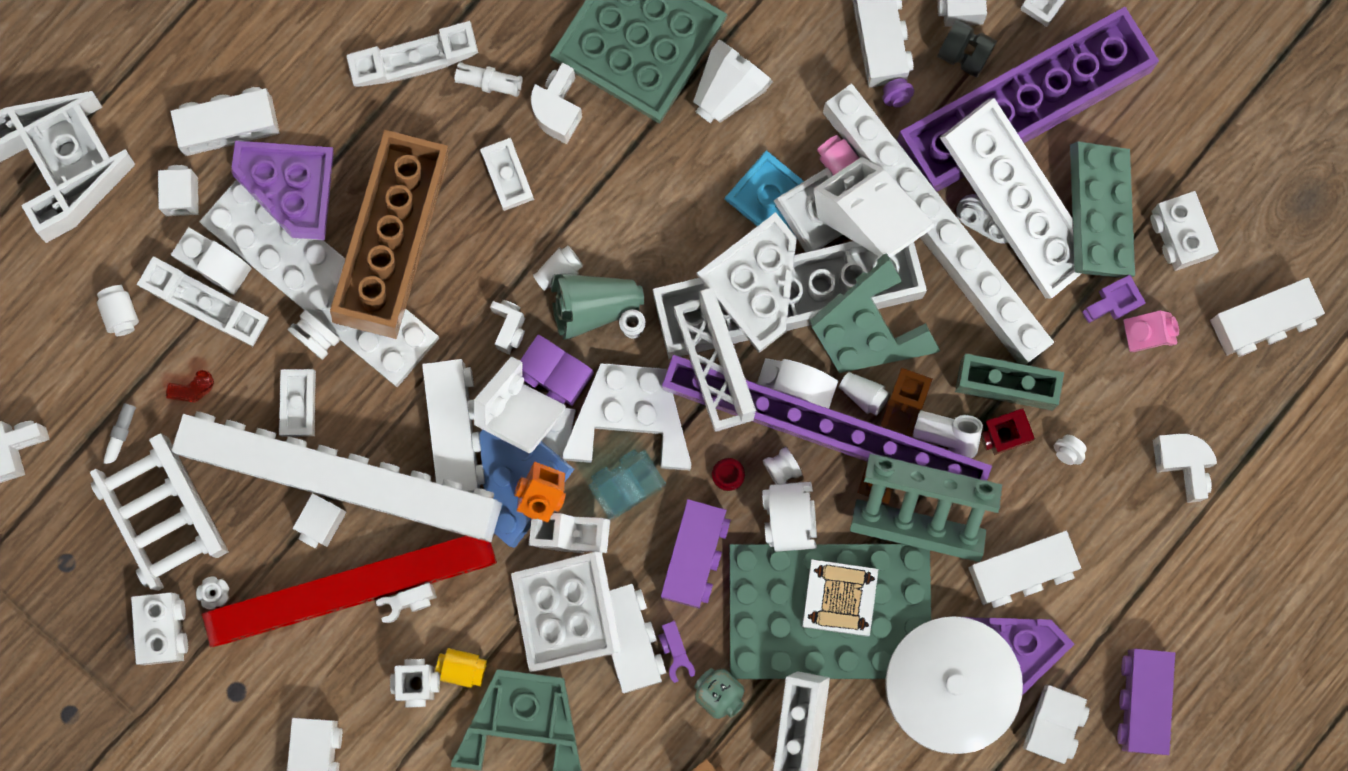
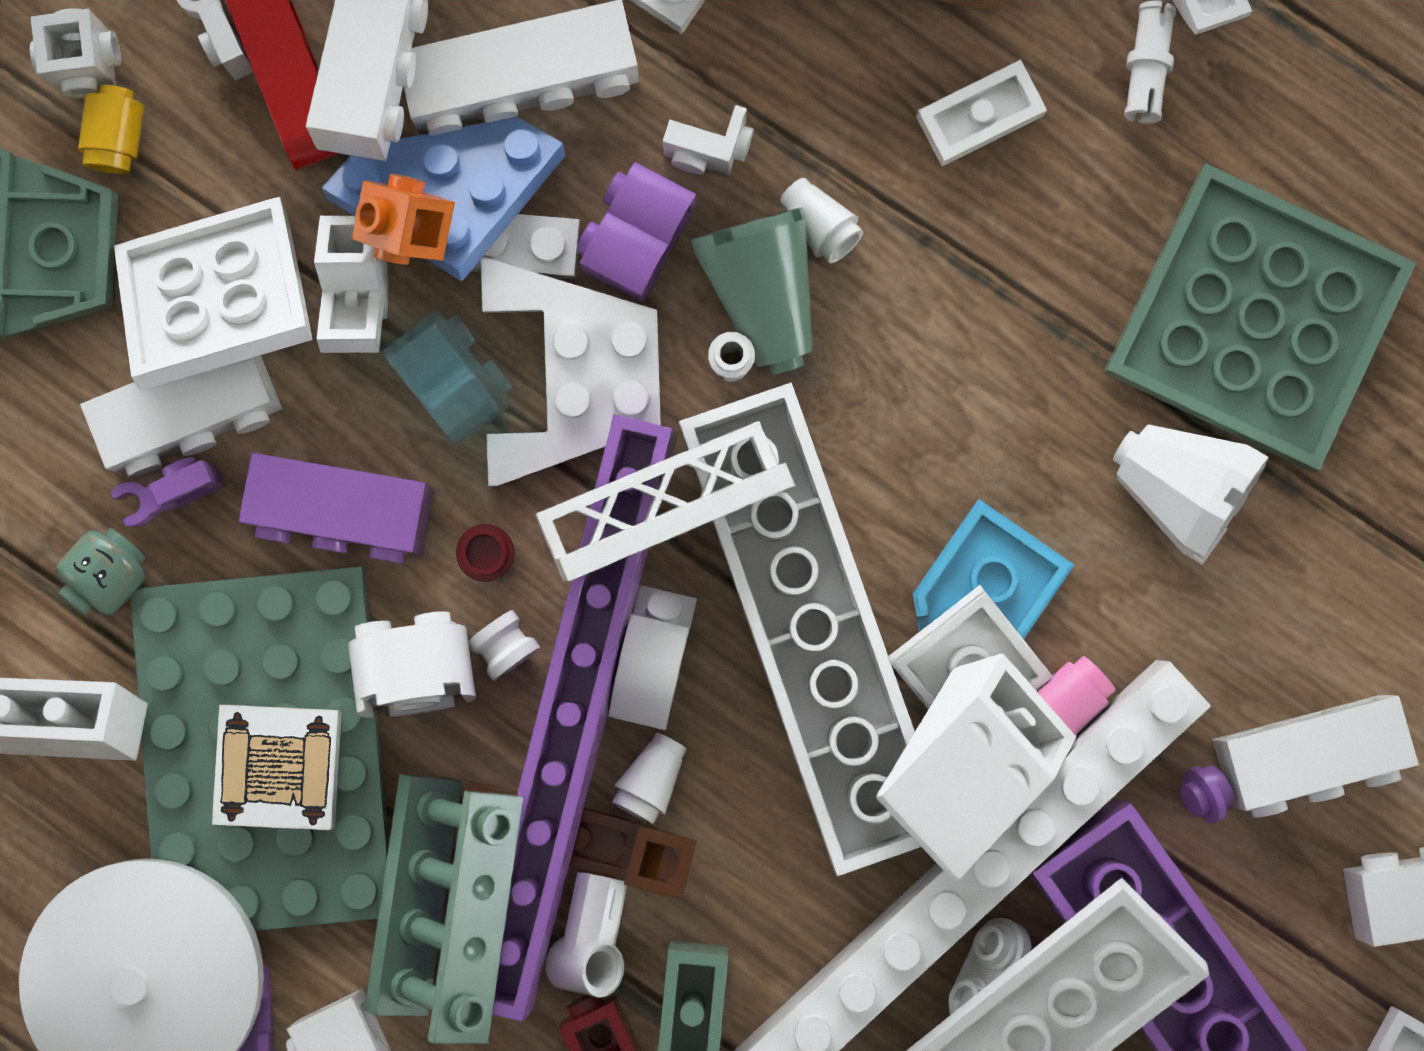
camera: 85 degrees right, 5 degrees up
(514, 409) = (554, 166): white bracket -> none
(550, 109) = (1107, 175): white brick -> none
(756, 280) = (820, 563): white plate -> none
(857, 332) = (751, 757): sand green wing -> none
(957, 42) = (1314, 894): pearl dark grey wheel -> none

